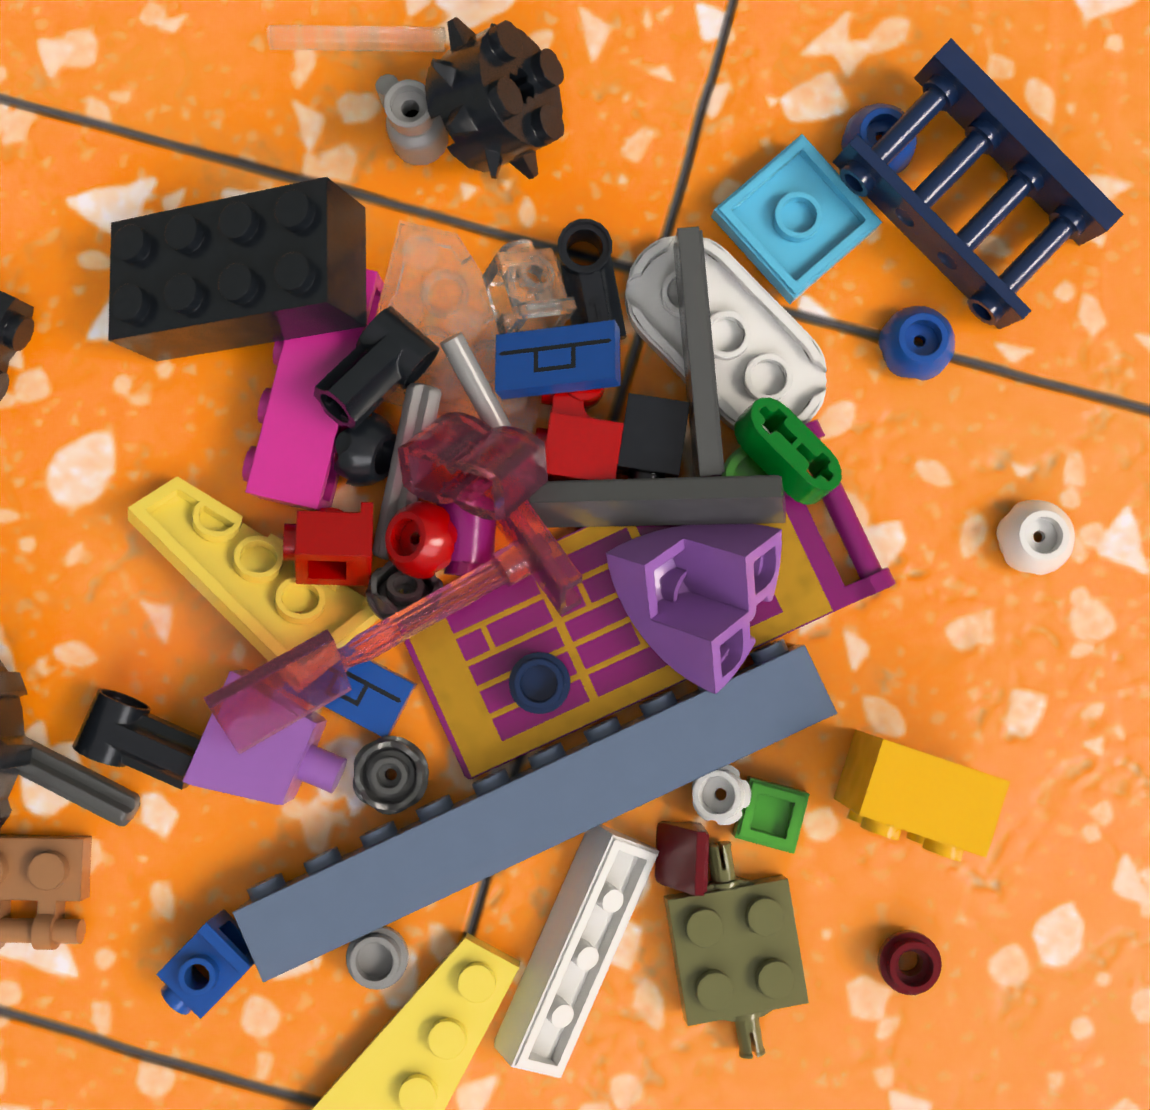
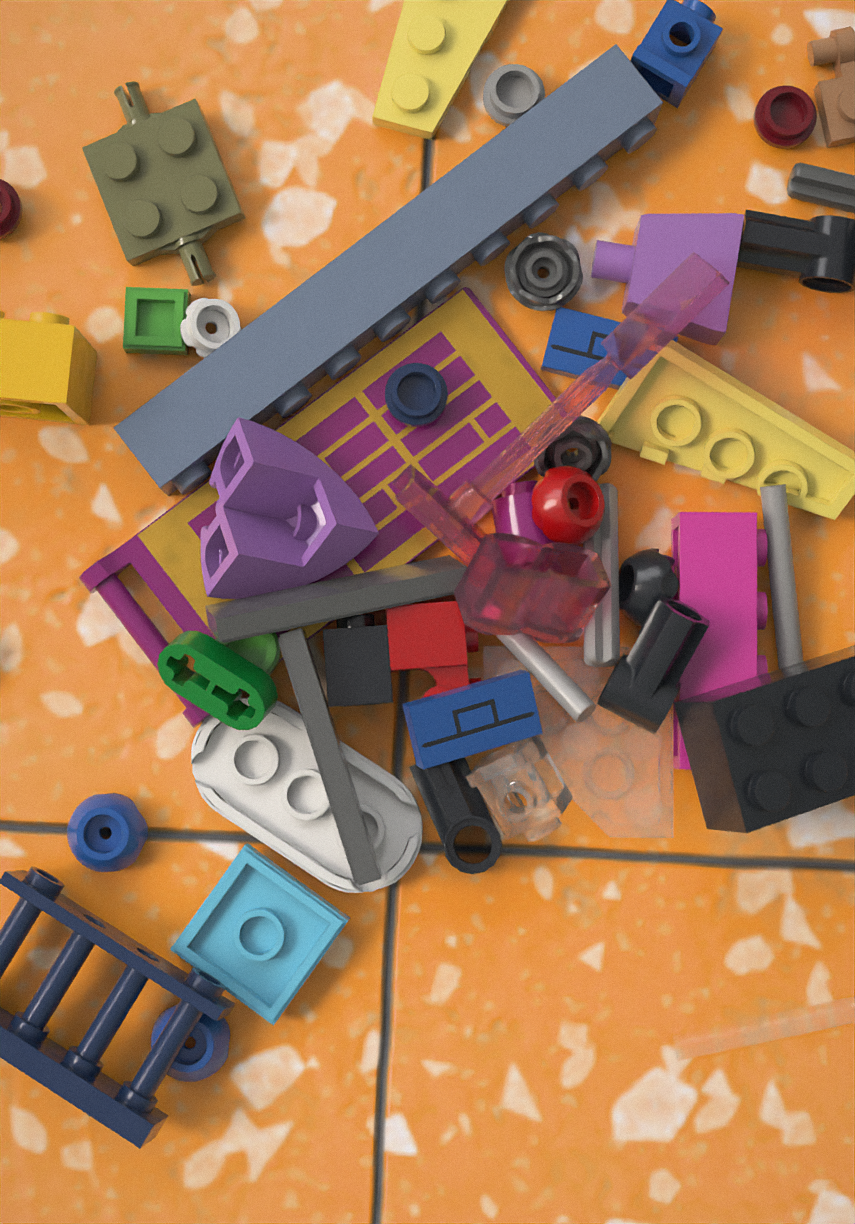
camera: 155 degrees right, 0 degrees up
(122, 874) = (785, 117): none -> dark red plate
(239, 432) = (781, 575): none -> light grey bar
(331, 546) = (656, 480): red brick -> none
(408, 123) = (686, 946): light grey piece -> none
(496, 97) = (600, 979): black brick -> none
(574, 951) = (321, 146): white slope -> none
(682, 856) = (235, 259): dark red slope -> none

